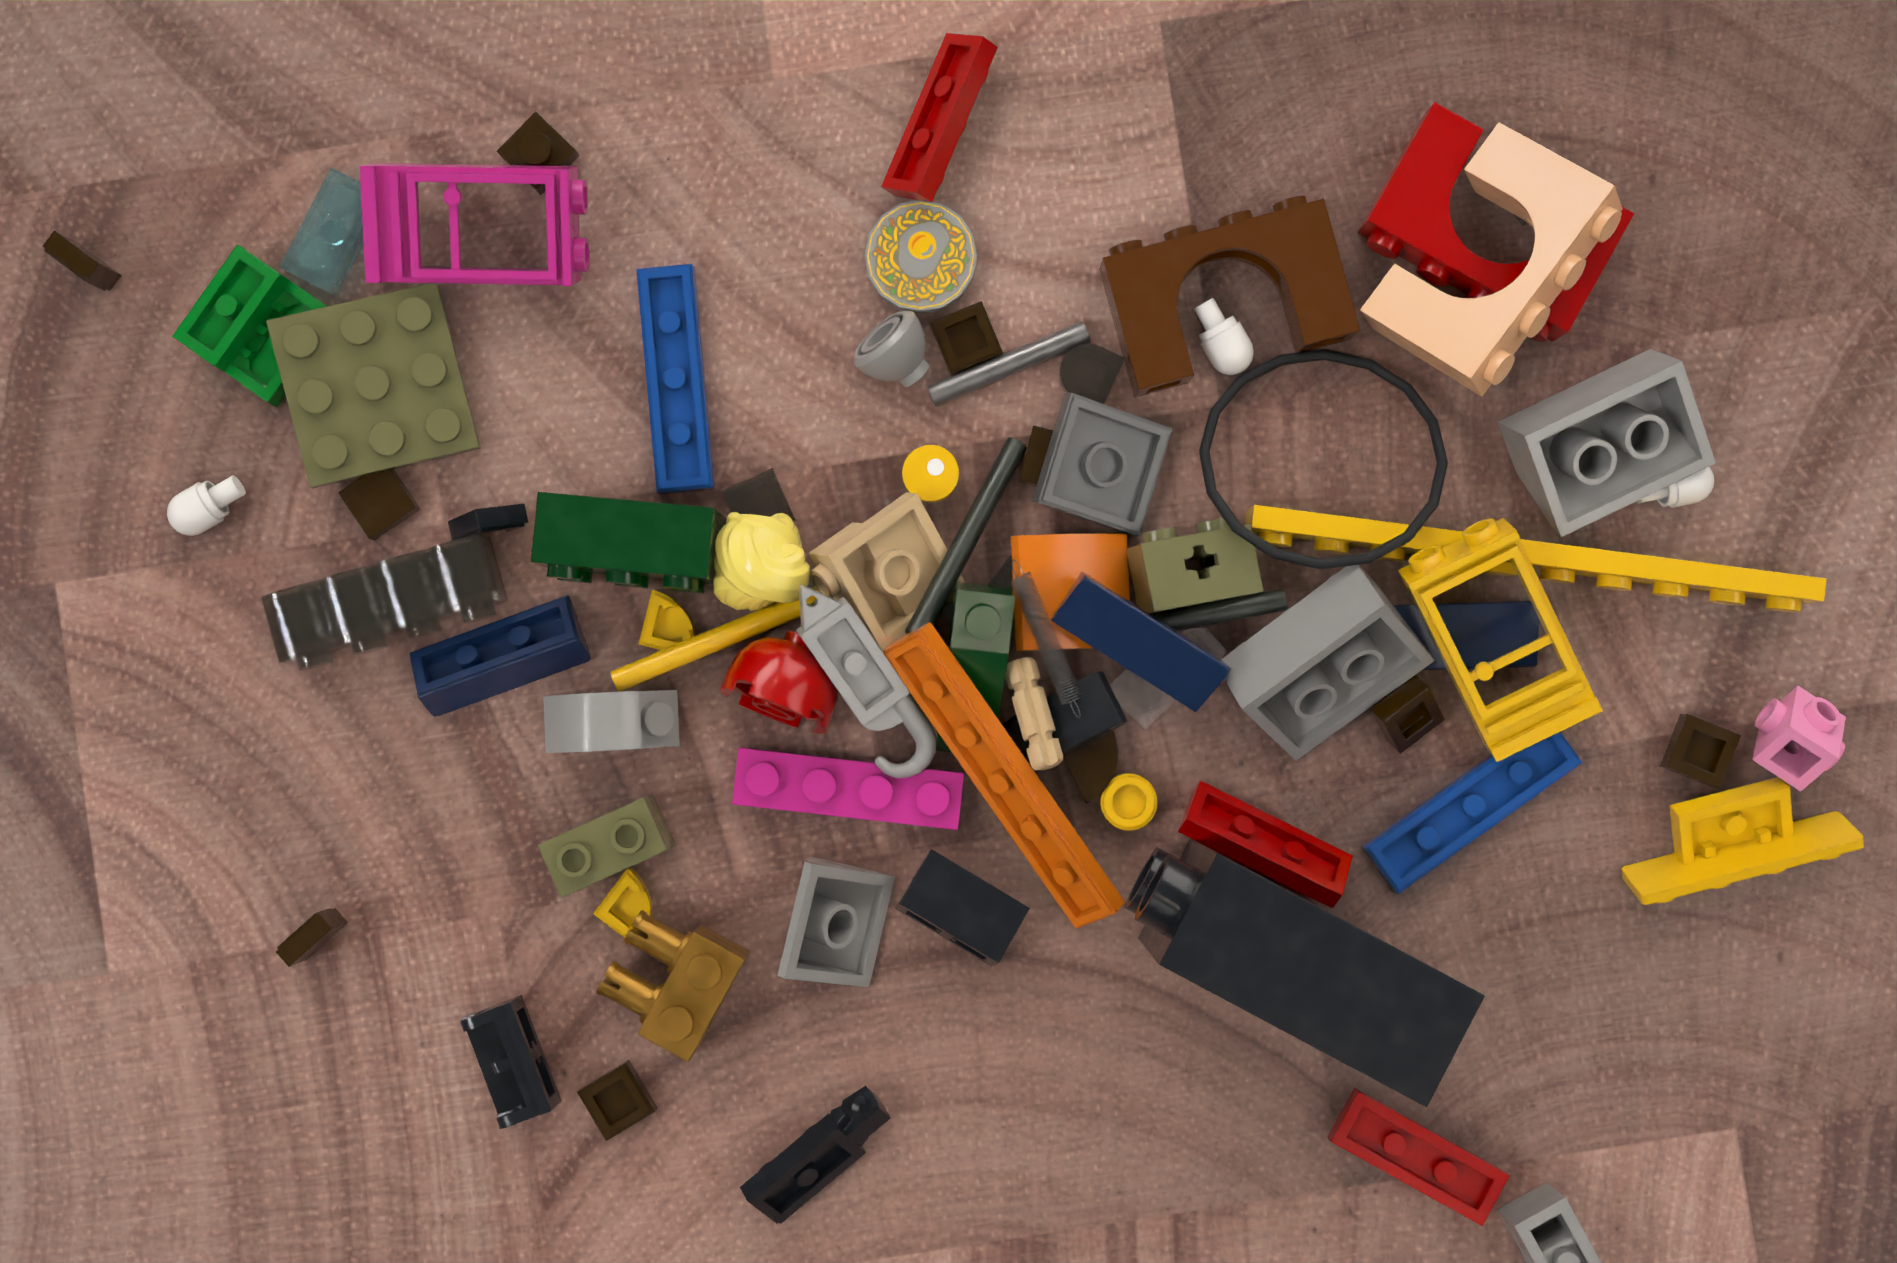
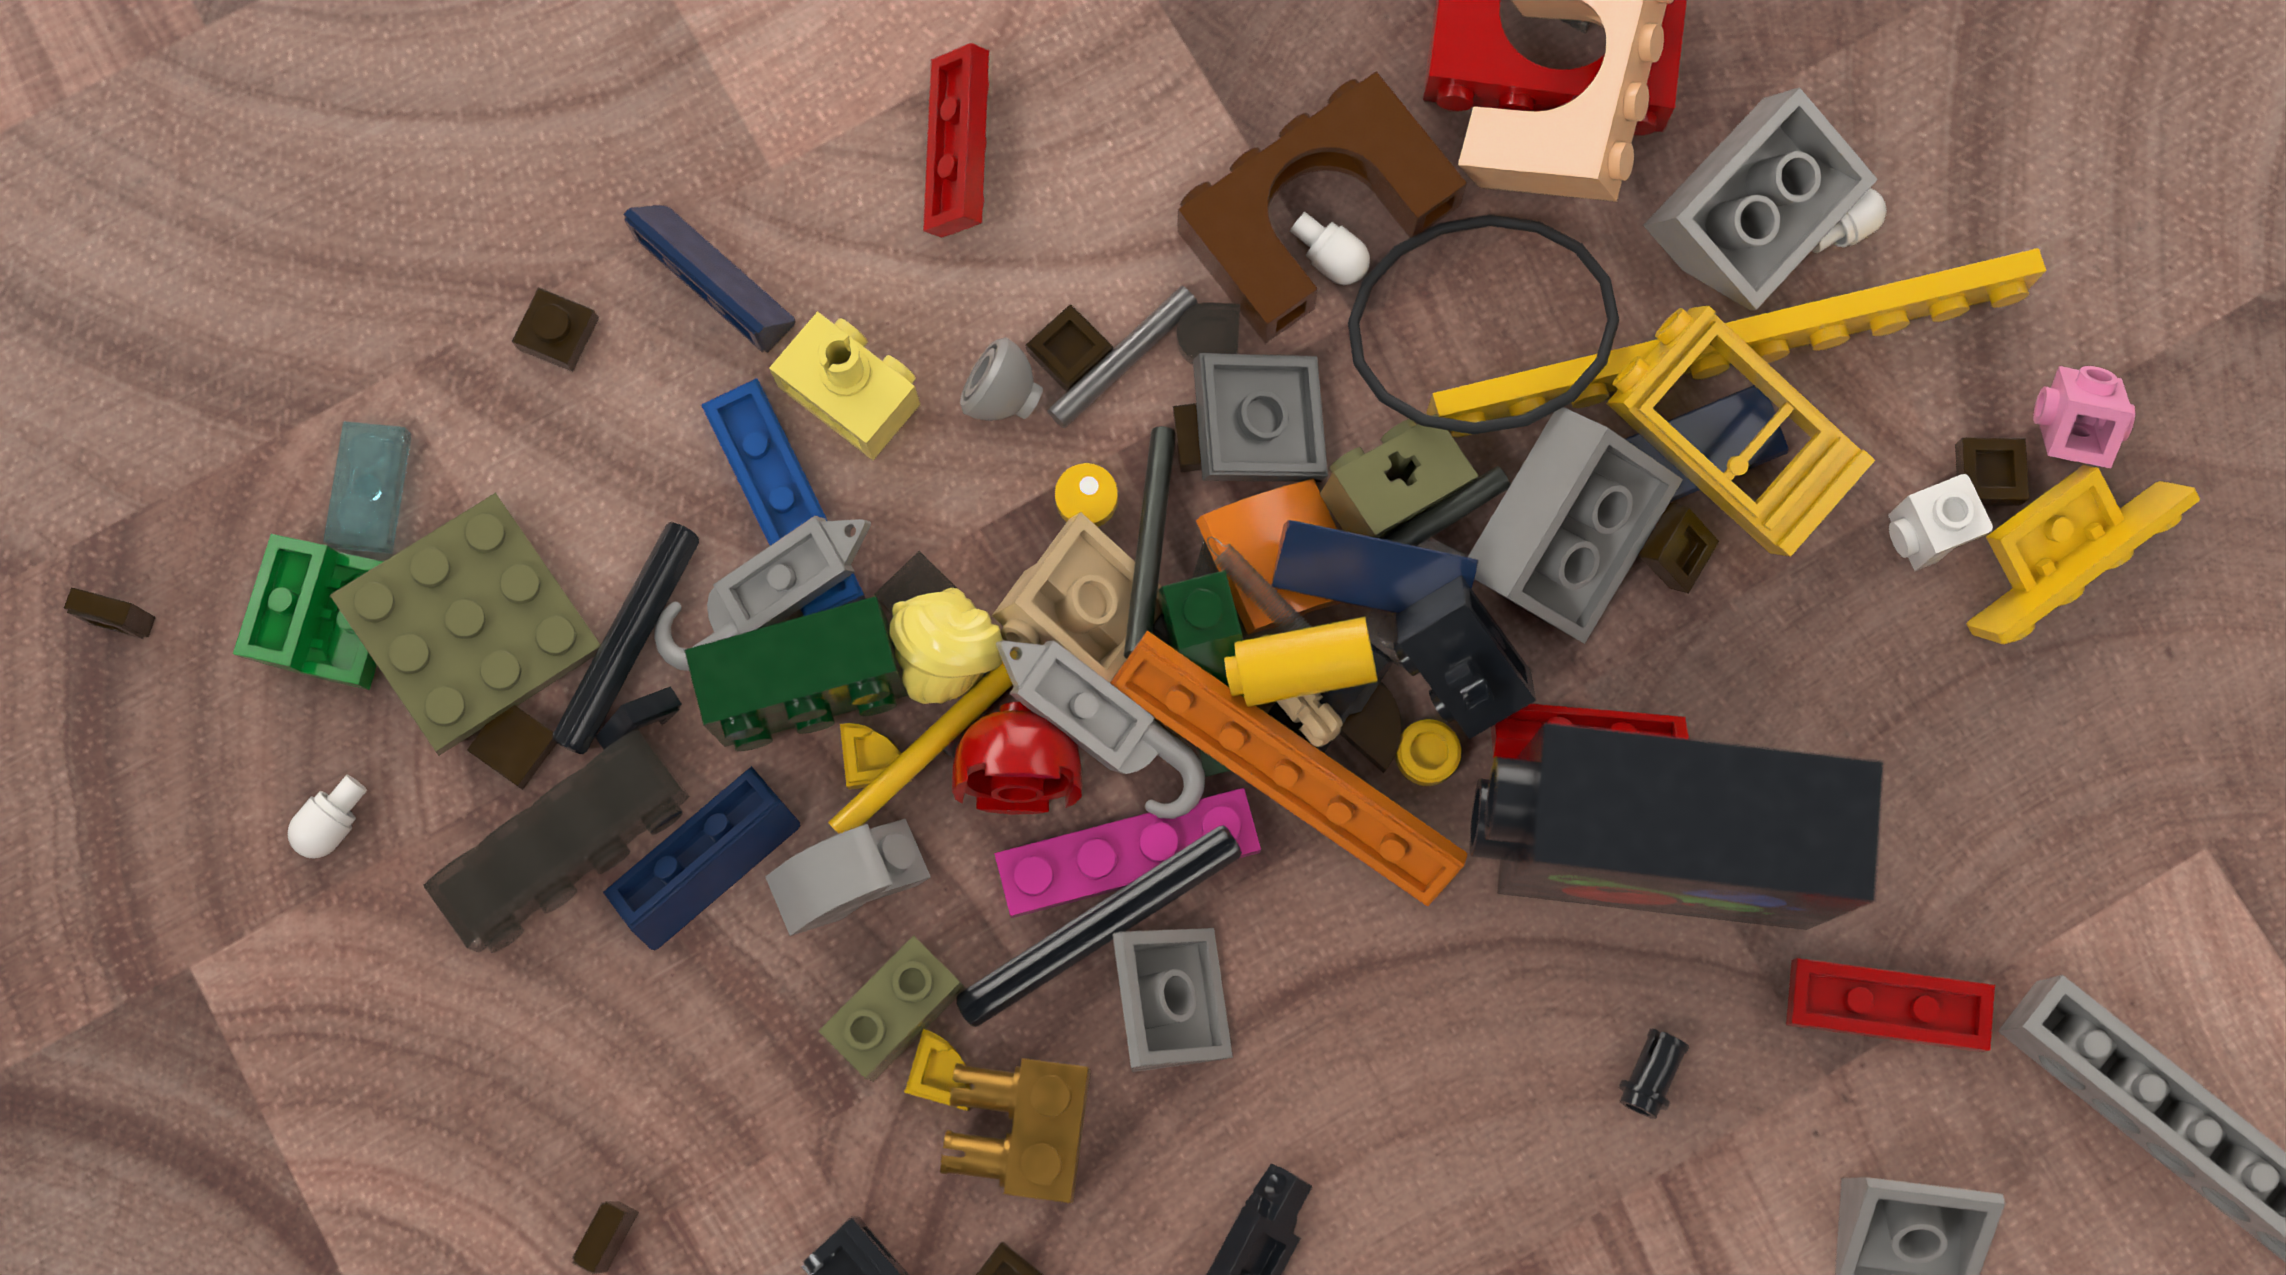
camera: 25 degrees left, 10 degrees down
(393, 223) = (432, 446): dark pink door -> none
(502, 447) = (626, 638): none -> black axle
(632, 454) = (772, 583): none -> light grey plate
(686, 154) = (710, 275): none -> dark blue slope
(764, 300) = (846, 383): none -> light yellow brick
(800, 842) = (1098, 925): none -> black axle
(920, 257) = (990, 284): tile -> none
(962, 908) = (1299, 930): black hinge -> none
(1047, 701) = (1302, 662): none -> yellow brick
(1186, 742) = (1463, 658): none -> black brick
(1202, 1135) = (1653, 1074): none -> black pin
(1466, 810) = (1782, 623): blue tile -> none
(1635, 779) = (1937, 521): none -> white bracket

